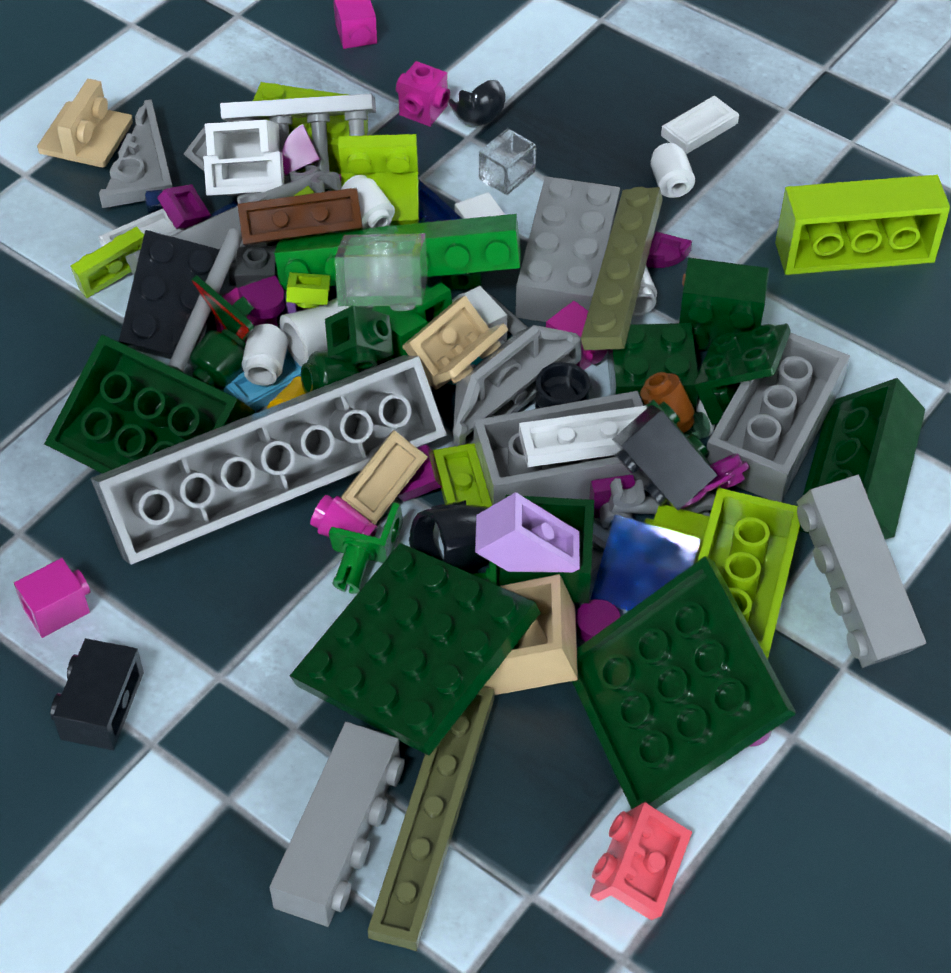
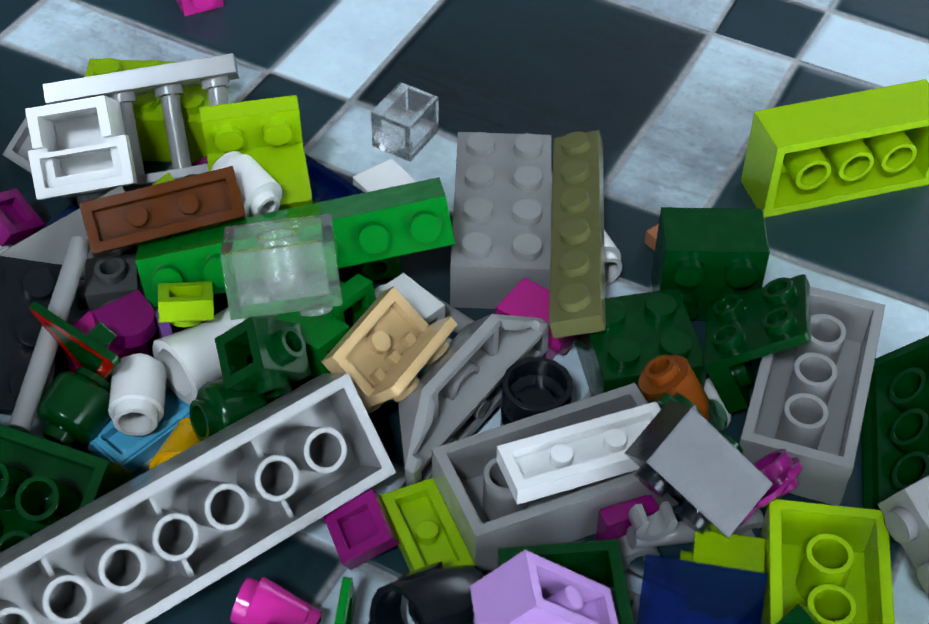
camera: 10 degrees left, 5 degrees down
(298, 151) = (149, 133): tile -> none
(317, 181) = (153, 169): light grey bar -> none
(384, 477) = (322, 542): tan tile -> none
(422, 93) = (289, 54): dark pink brick -> none
(481, 105) = (361, 60): black hair -> none
(667, 250) = (621, 204): magenta tile -> none
(672, 170) = (603, 110): white brick -> none
(700, 124) = (620, 58): white tile -> none

